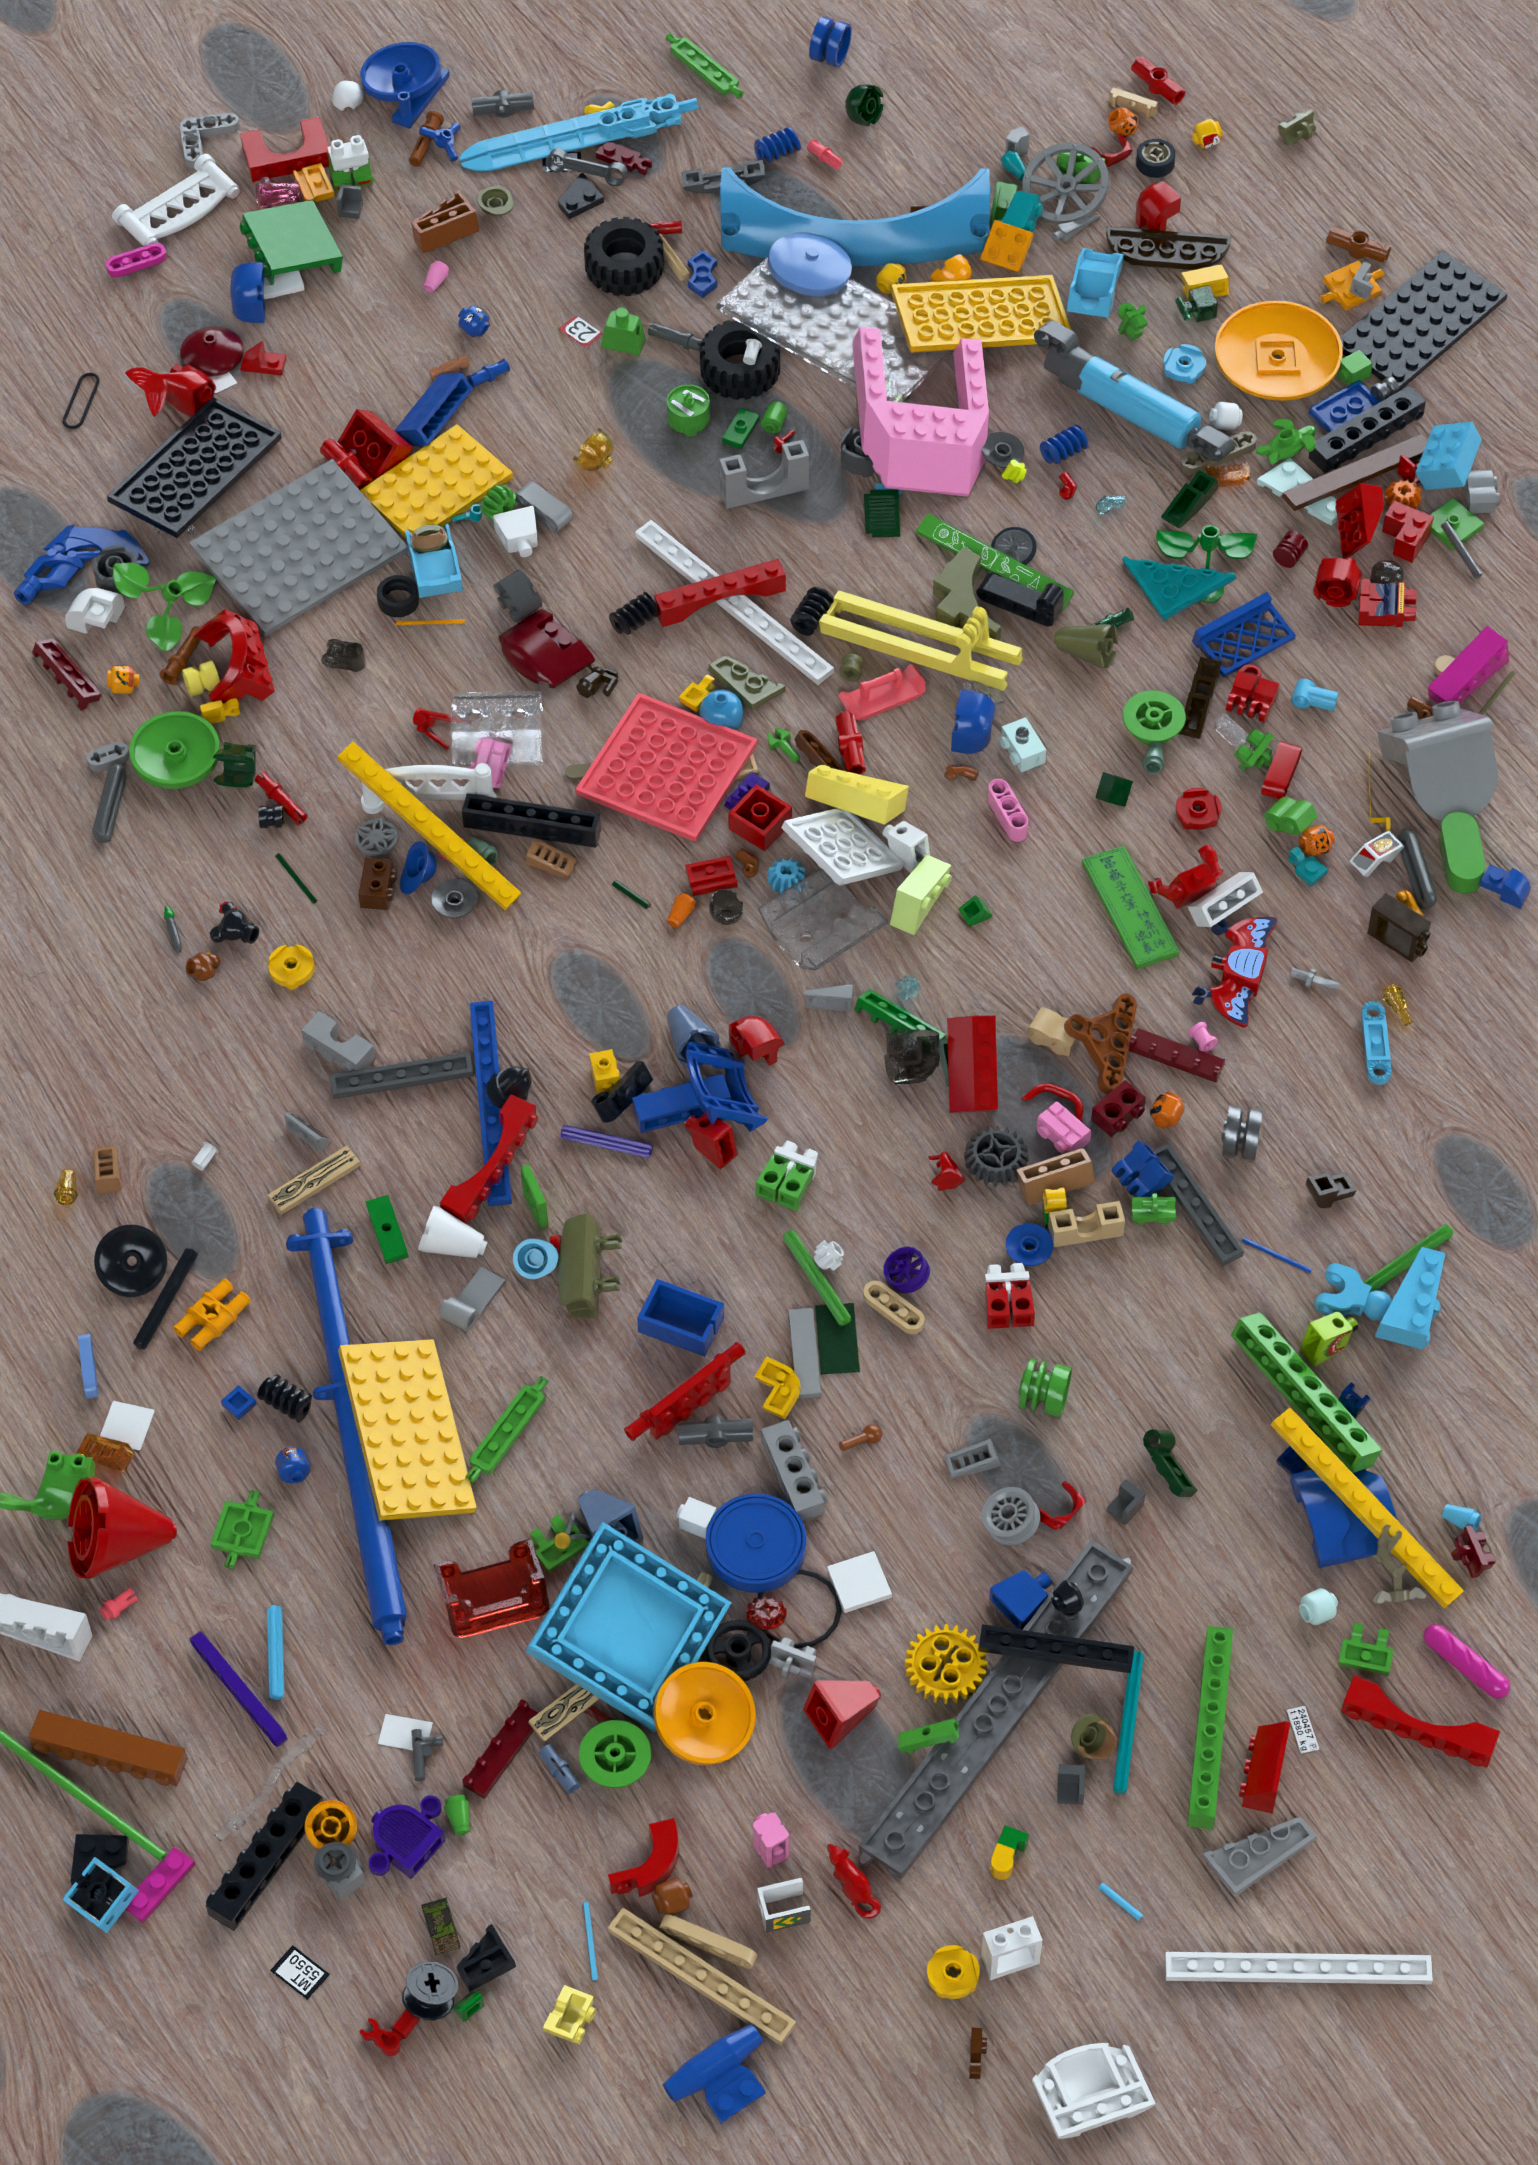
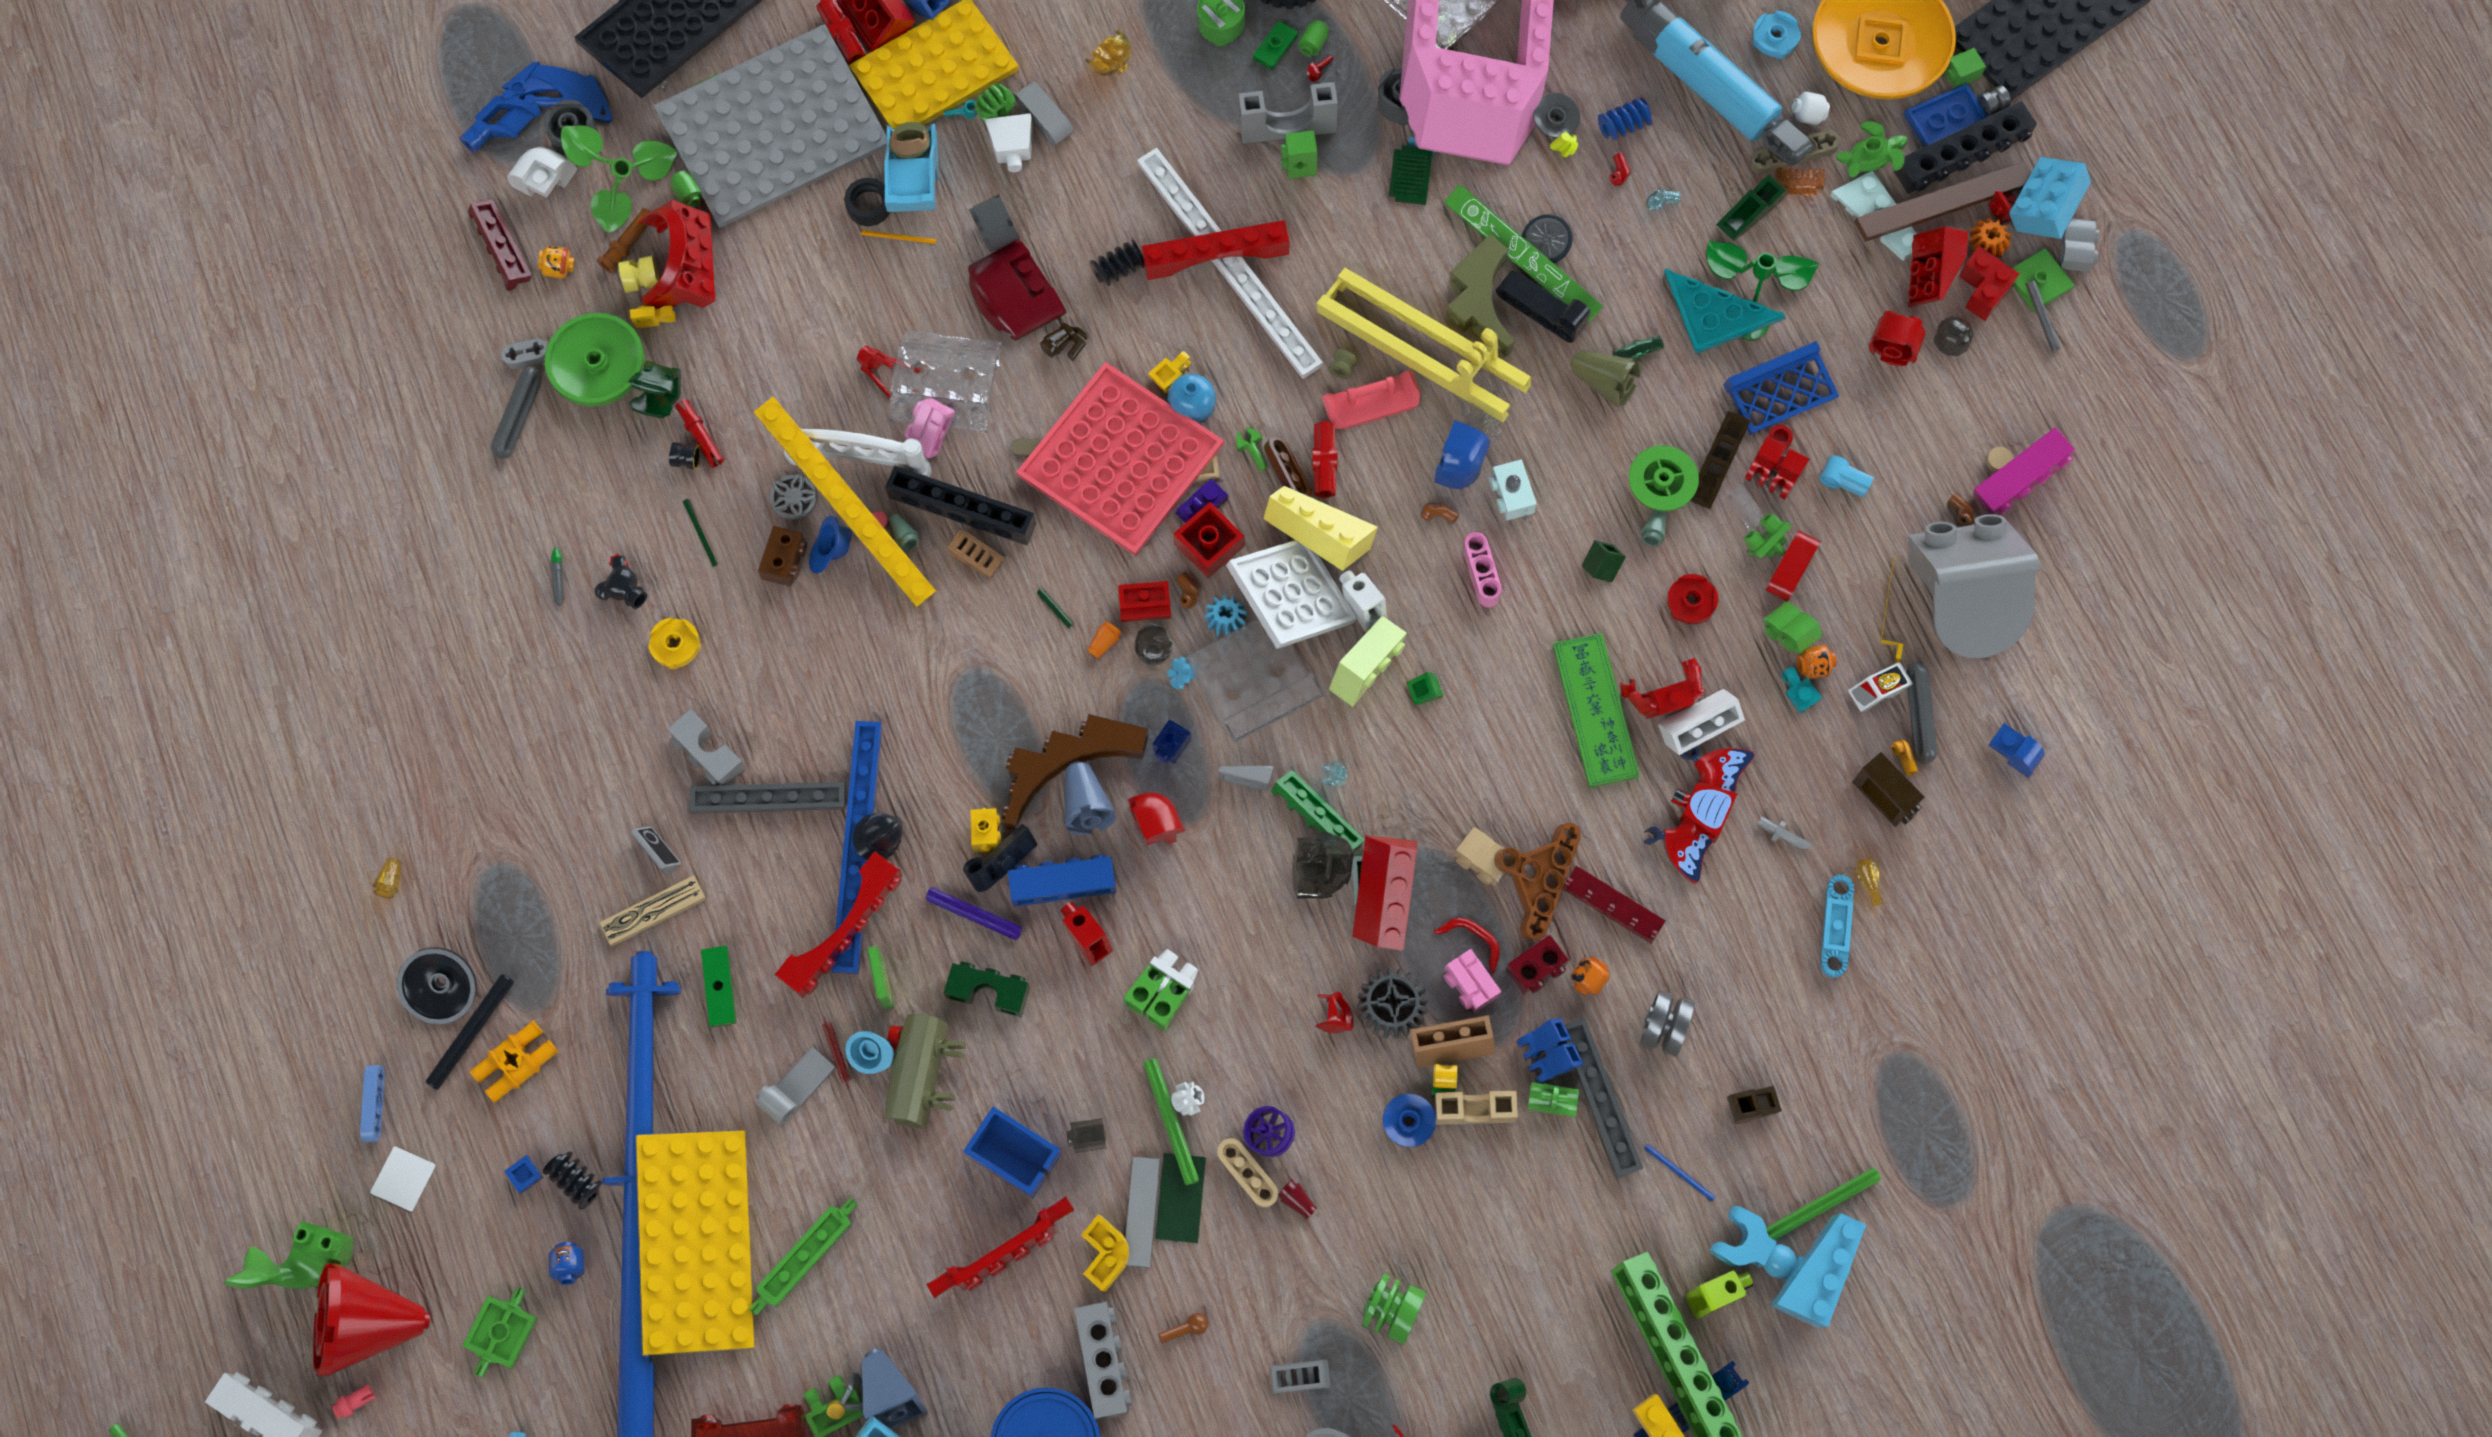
camera: 10 degrees right, 15 degrees up
(107, 1177) = (435, 877): medium nougat slope -> none
(119, 1458) = (386, 1220): clear orange slope -> none
(202, 966) = (578, 628): dark orange animal -> none
(204, 1156) = (540, 864): white piece -> none
(229, 602) = (686, 189): none -> bright green brick
(345, 655) = (794, 264): clear smoke piece -> none
(451, 1236) = (783, 1009): white cone -> none
(454, 891) = (862, 577): flat silver dish -> none
(505, 1270) = (842, 1059): none -> red piece
(613, 1191) = (966, 981): none -> dark green arch
(690, 988) = (1034, 770): none -> reddish brown arch
(695, 1517) = (986, 1400): white brick -> none
(715, 1431) = (1027, 1296): dark grey piece -> none
(741, 1106) = (1120, 907): blue wedge -> none
(745, 1296) = (1087, 1135): none -> clear smoke brick
(748, 686) = (1224, 368): olive wing -> none
(754, 926) = (1180, 673): none -> medium azure plant
(758, 981) = (1171, 742): none -> clear blue brick
(781, 507) = (1299, 154): none -> bright green brick
(811, 610) = (1310, 286): black piece -> none
(942, 1321) = (1297, 1199): none -> dark red cone
(1006, 1288) = (1377, 1172): red hips -> none
(1203, 1037) = (1646, 889): bright pink bush -> none
(1290, 549) = (1852, 287): dark red piece -> none
(1385, 604) = (1945, 372): red hips -> none
(1461, 852) = (1975, 701): bright green plant -> none
(1497, 692) = (2048, 502): olive piece -> none

